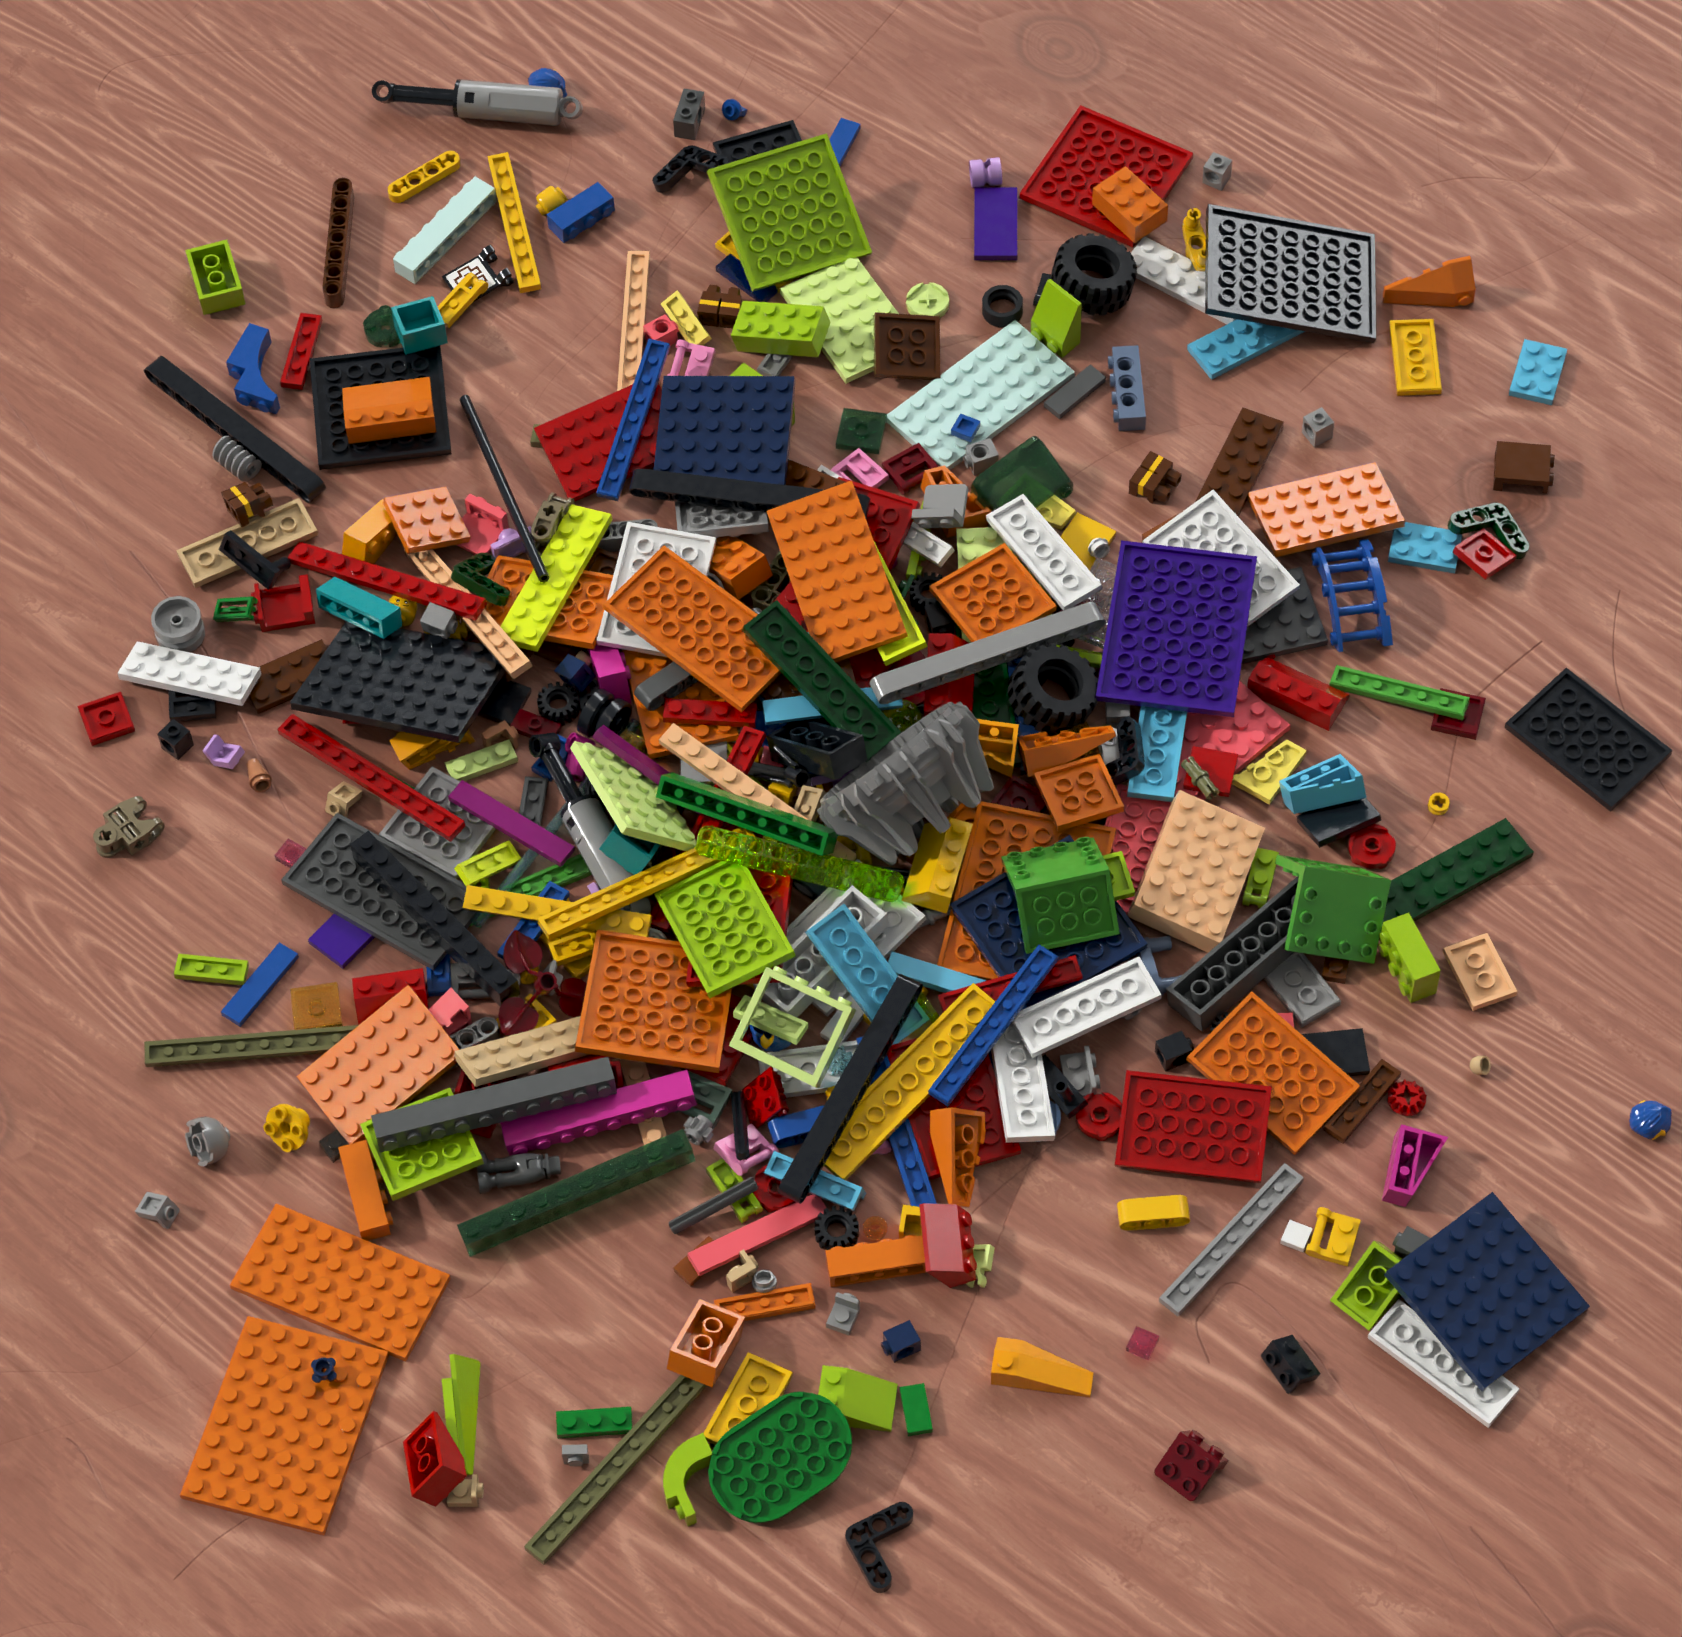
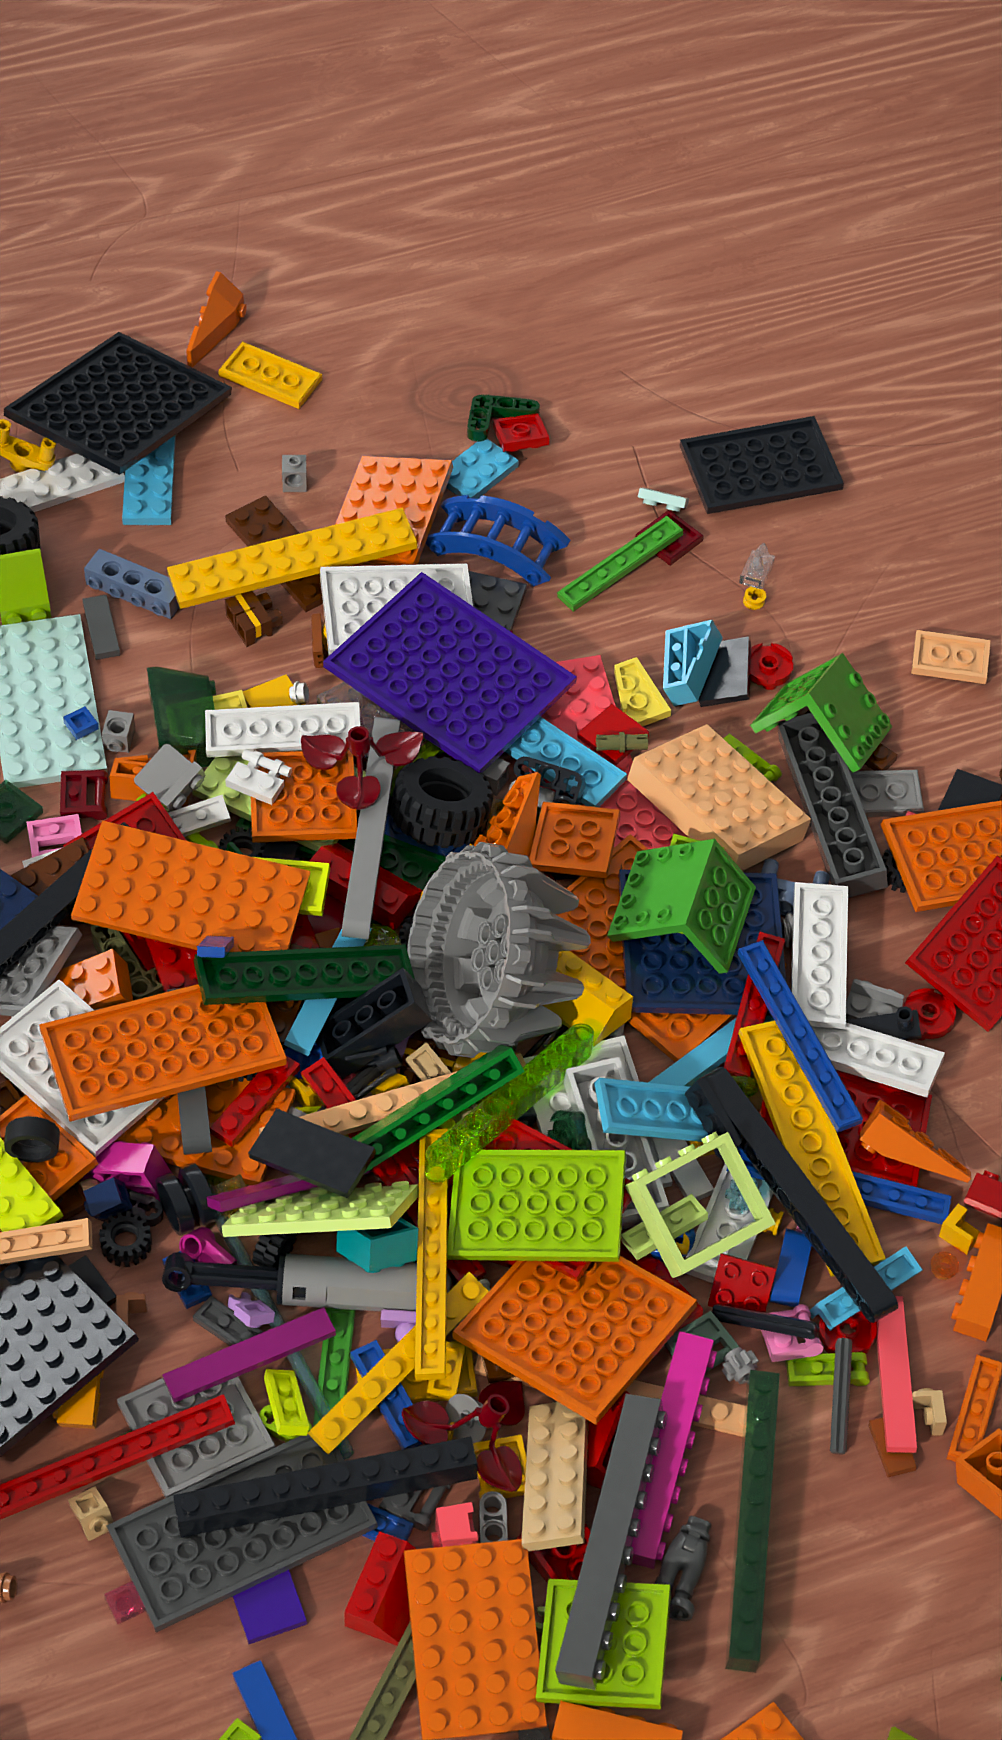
camera: 65 degrees left, 5 degrees down
(316, 1006) = (344, 1675): clear yellow plate -> none
(482, 761) = (140, 1358): yellowish green plate -> none
(532, 724) = (137, 1274): dark red plate -> none
(547, 806) = (251, 1312): none -> lavender plate
(575, 596) = (44, 1136): none -> black tyre
(665, 762) = (312, 1153): none -> black tile
(764, 1281) = (954, 1396): light grey plate -> none
(792, 608) = (215, 946): none -> blue tile
(808, 914) = (570, 1129): none -> clear green plate
(836, 1216) = (927, 1314): black tyre -> none
(874, 1001) = (711, 1112): none -> black plate
(976, 559) = (255, 782): none -> white plate
(1036, 590) = (360, 791): none -> dark red plant
(1173, 1050) = (894, 919): black brick -> none
(1219, 470) = (291, 558): none -> yellow plate
(1297, 693) = (574, 630): red slope -> none
(1409, 958) = (914, 692): lime brick -> none
(1456, 871) = (835, 613): dark green plate -> none
(1467, 790) = (757, 567): none -> clear tile
(1493, 687) = (652, 497): none -> light aqua plate
(1523, 465) = (448, 362): reddish brown panel -> none
(1538, 372) = (355, 305): medium azure plate -> none

